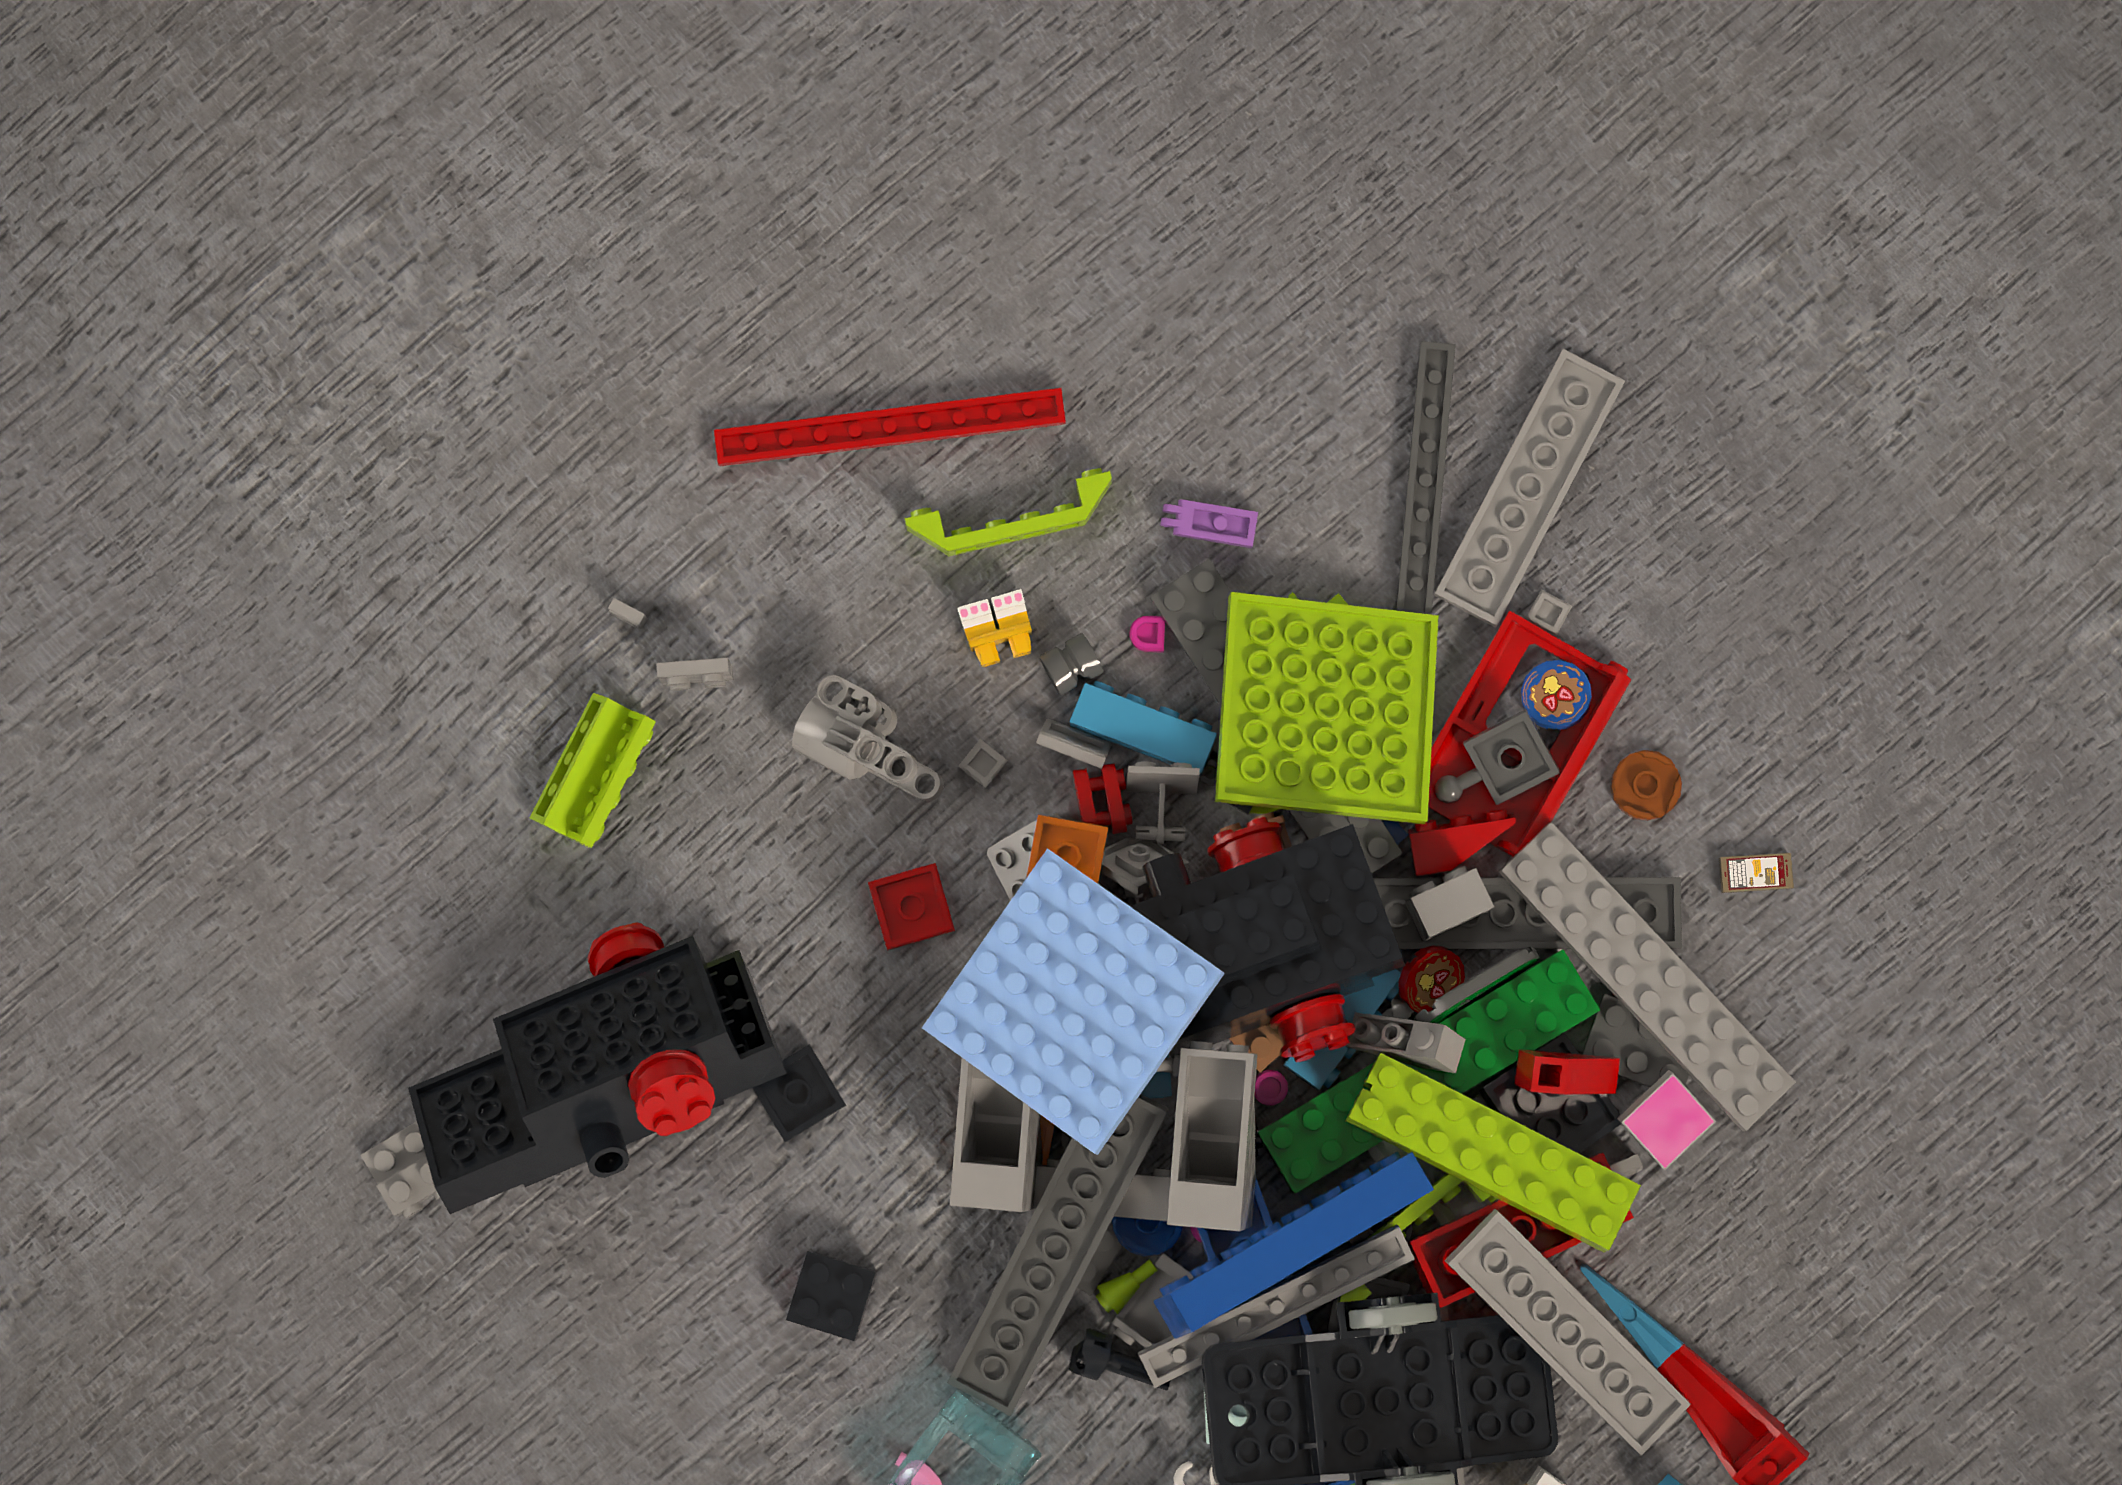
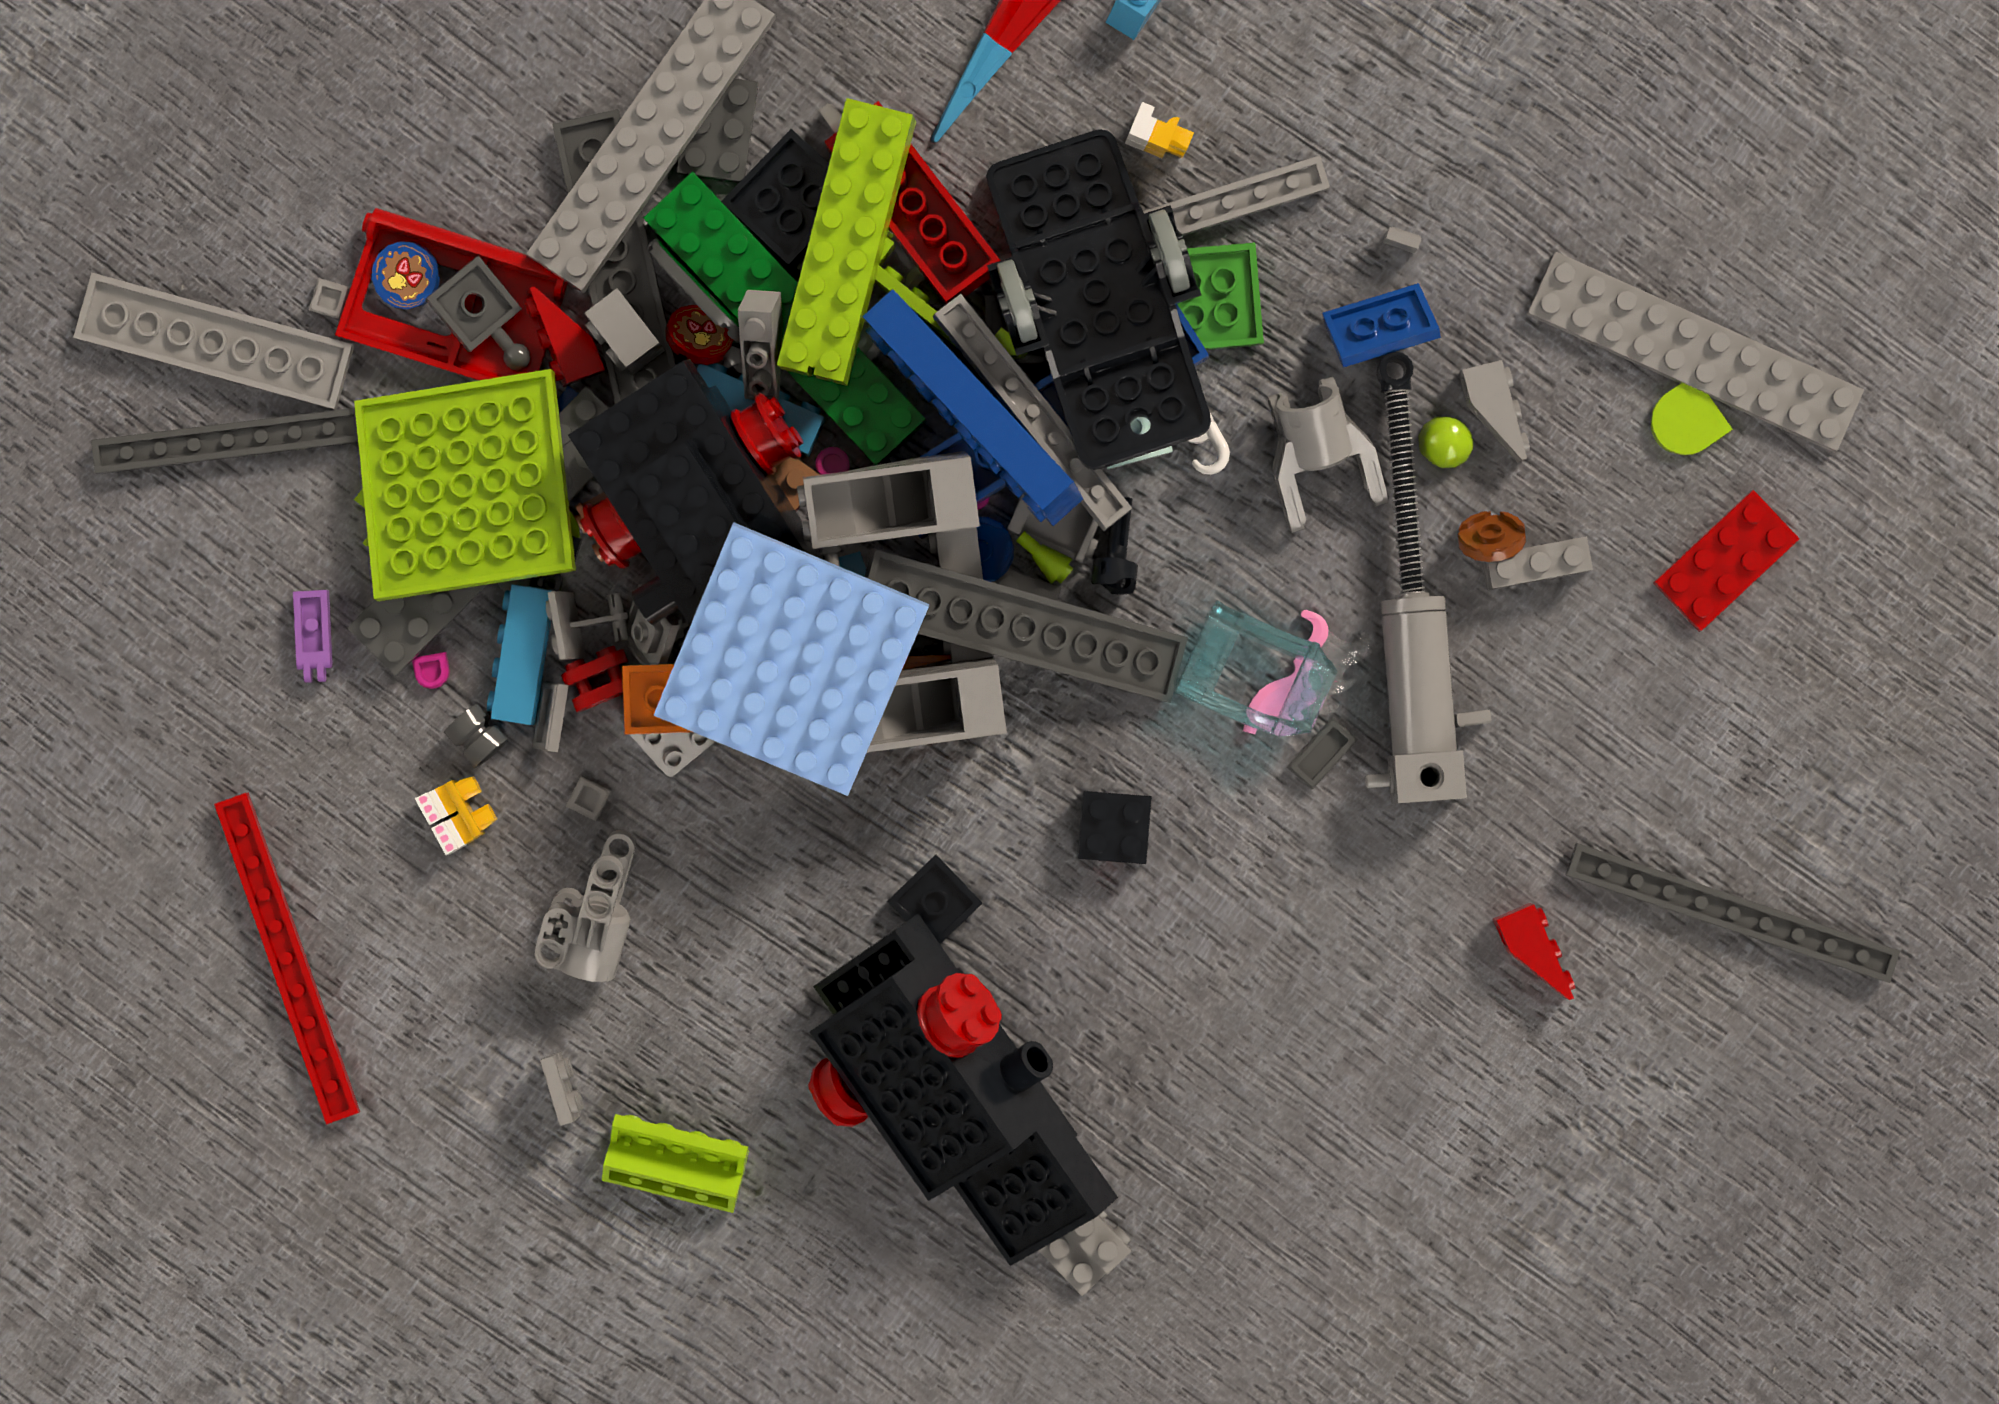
camera: 100 degrees left, 5 degrees up
(627, 614) = (520, 1165): light grey tile -> none
(911, 906) = (737, 835): red tile -> none
(929, 528) = (375, 899): lime slope -> none
(1566, 1073) = (758, 190): red slope -> none
(1567, 1331) = (996, 140): light grey plate -> none
(1646, 785) = (473, 174): dark orange tile -> none
(1666, 1120) = (781, 90): tile -> none
(1756, 873) = (532, 54): tile -> none

